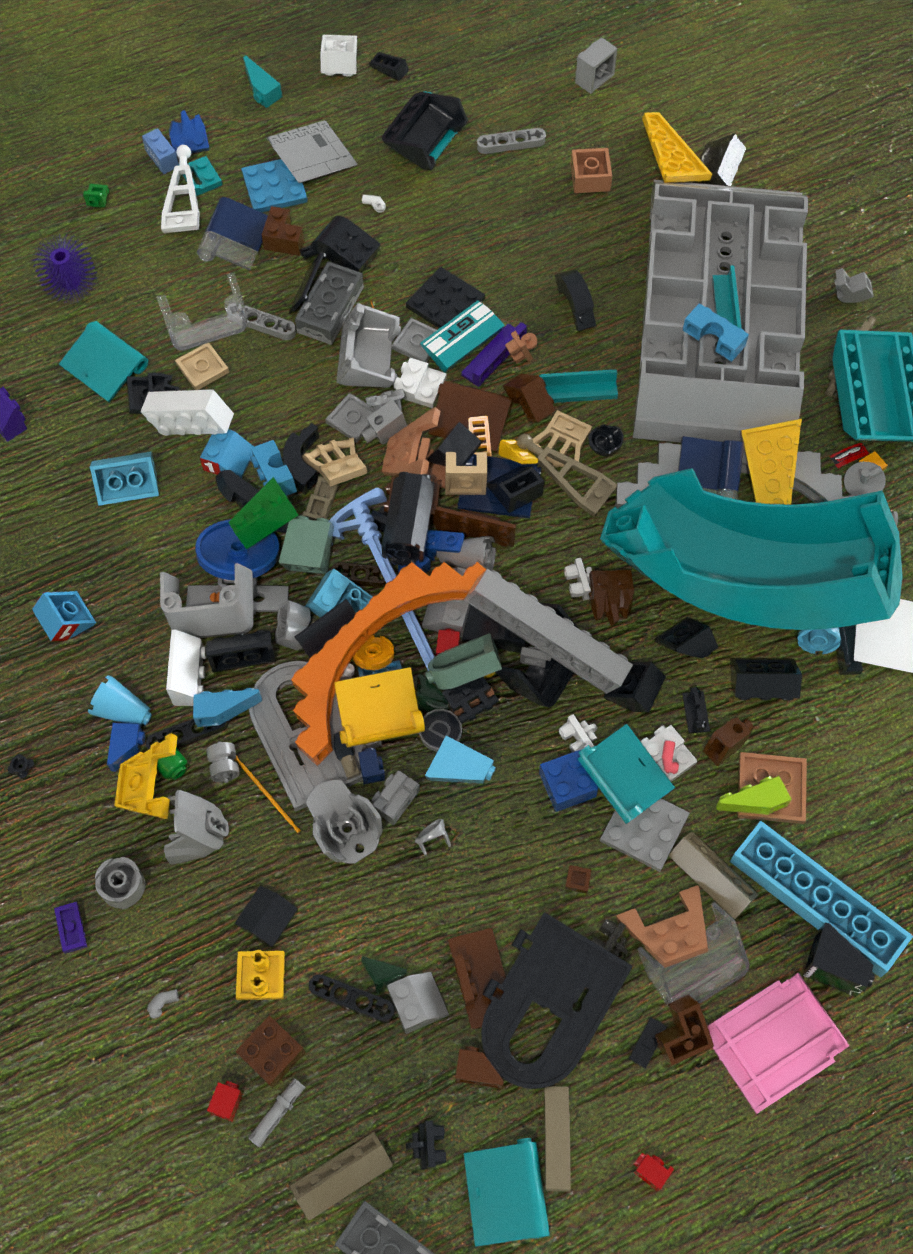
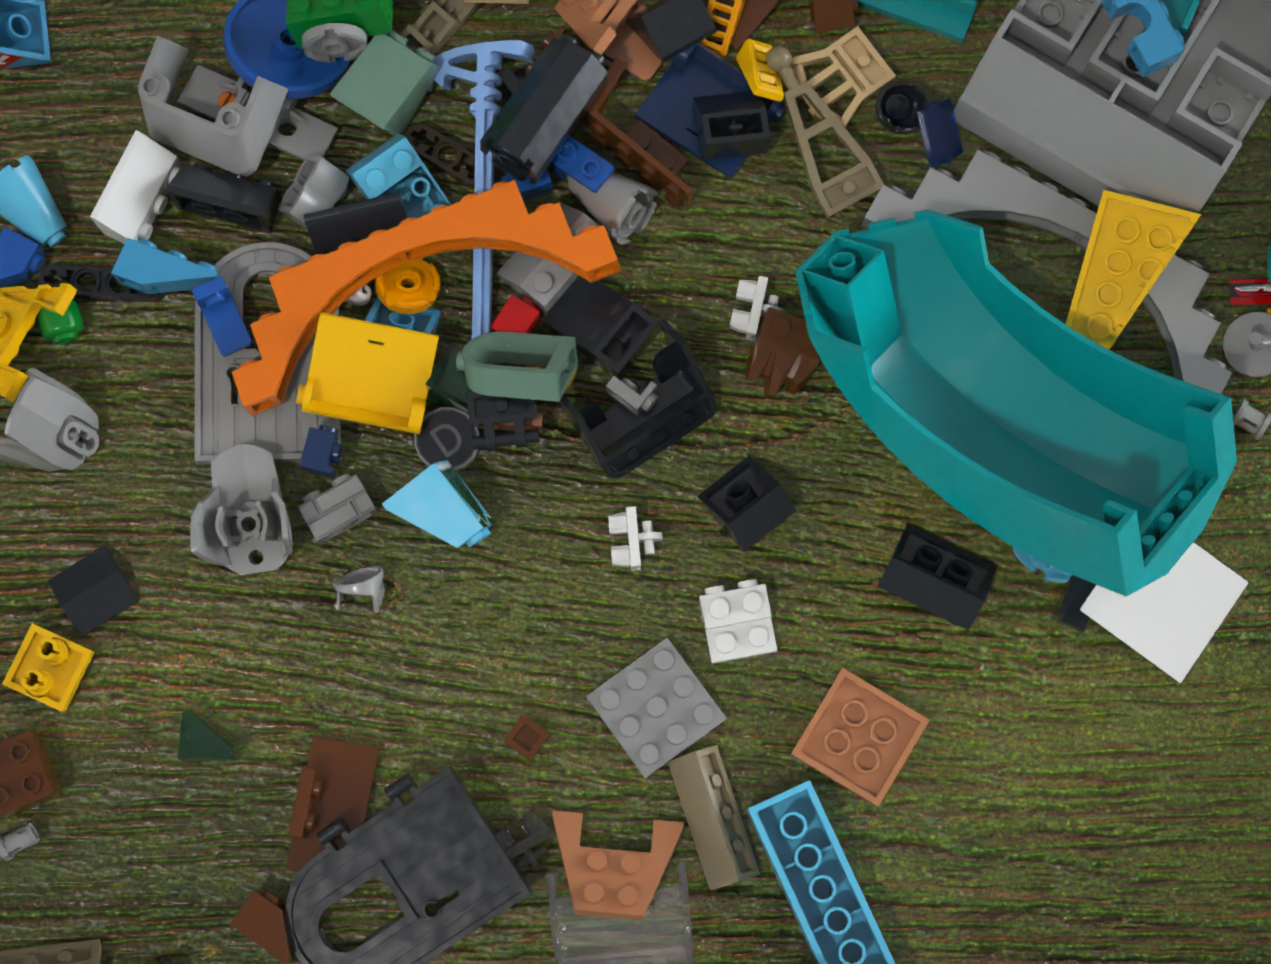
camera: 25 degrees right, 15 degrees up
(222, 757) = (128, 352): light grey wheel -> none
(265, 792) = (170, 418): light orange piece -> none
(267, 533) = (334, 40): none -> light grey tile
(271, 716) = (222, 316): none -> blue bracket
(346, 757) = (295, 423): piece -> none
(350, 1001) = (148, 758): black beam -> none
(417, 1001) = (233, 799): light grey slope -> none
(465, 479) = (661, 82): tan panel -> none
(548, 631) = (651, 377): light grey brick -> none
(567, 781) = (582, 596): blue brick -> none
(625, 773) = (654, 626): teal door -> none
(633, 443) = (940, 132): none -> clear blue piece
(667, 757) = (731, 631): coral arm -> none
(689, 638) = (857, 469): black slope -> none
(696, 711) = (814, 579): black hinge -> none
(714, 463) = (1030, 228): dark blue door -> none
(728, 740) = (826, 645): reddish brown torso -> none
(760, 799) = (829, 748): lime slope -> none

